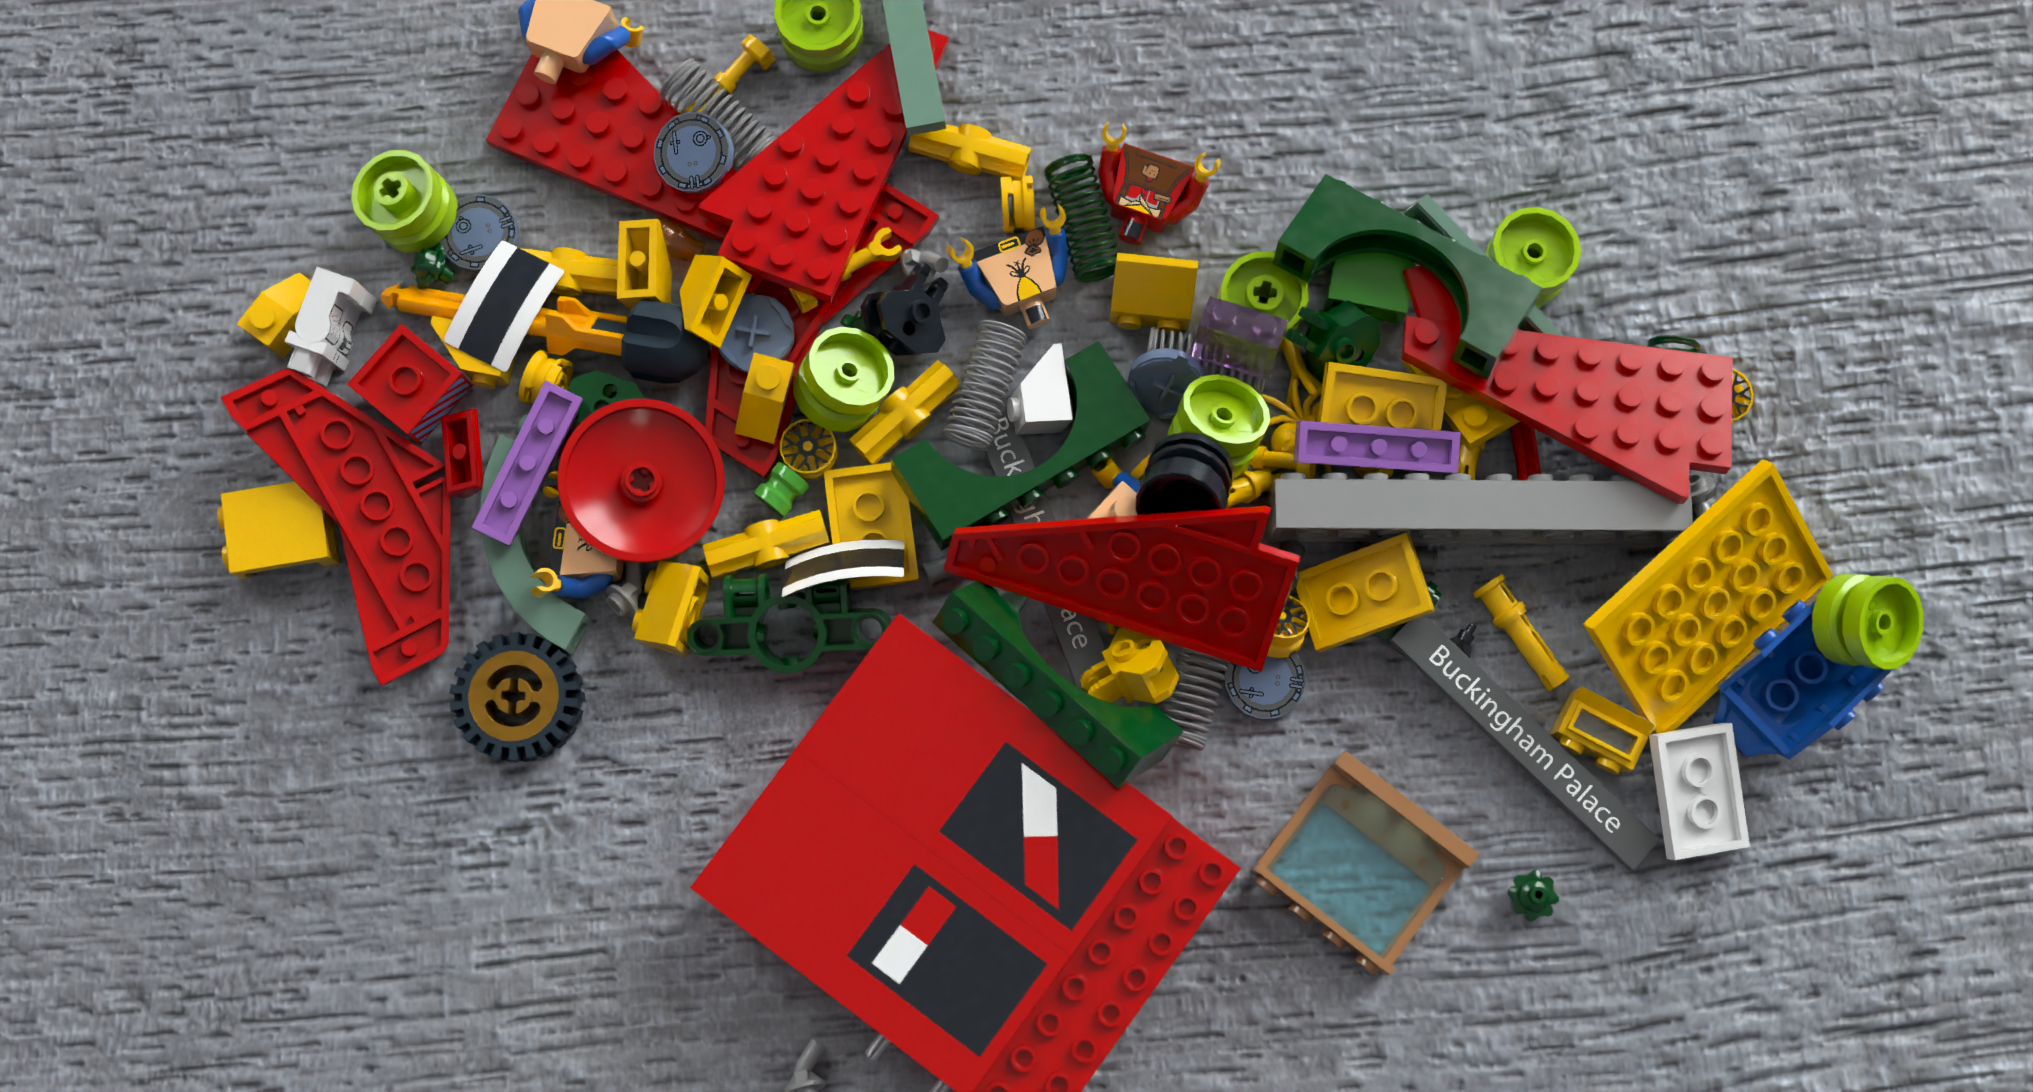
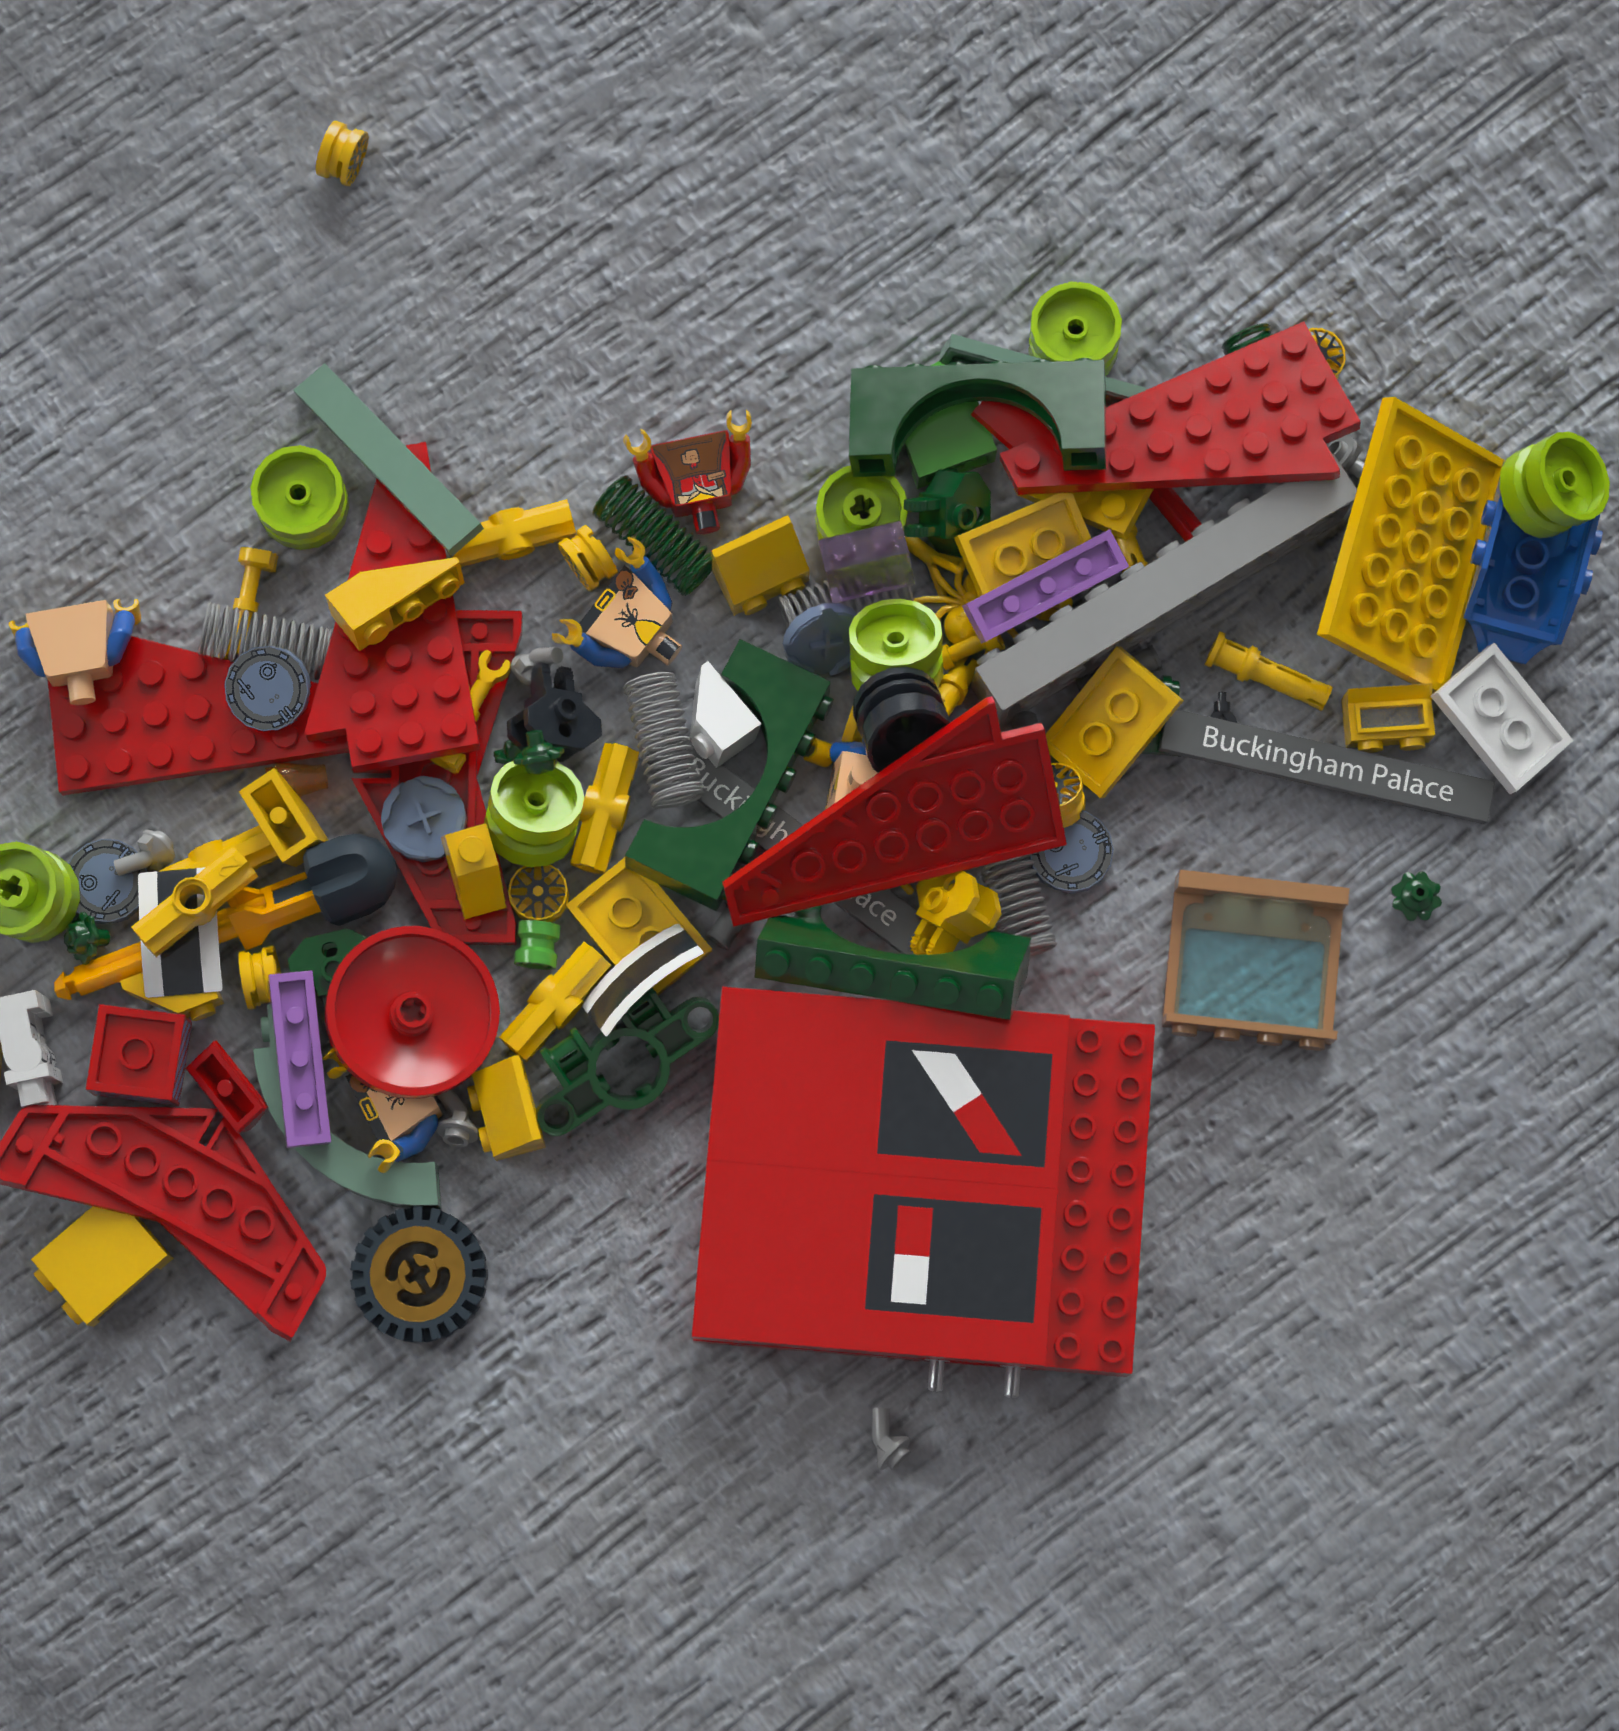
camera: 35 degrees left, 0 degrees up
(499, 291) = (216, 882): none -> yellow piece
(529, 230) = (155, 852): none -> light grey plate
(712, 296) = (369, 808): yellow slope -> none
(831, 136) = (387, 597): none -> yellow slope
(872, 334) = (538, 755): none -> dark green plant

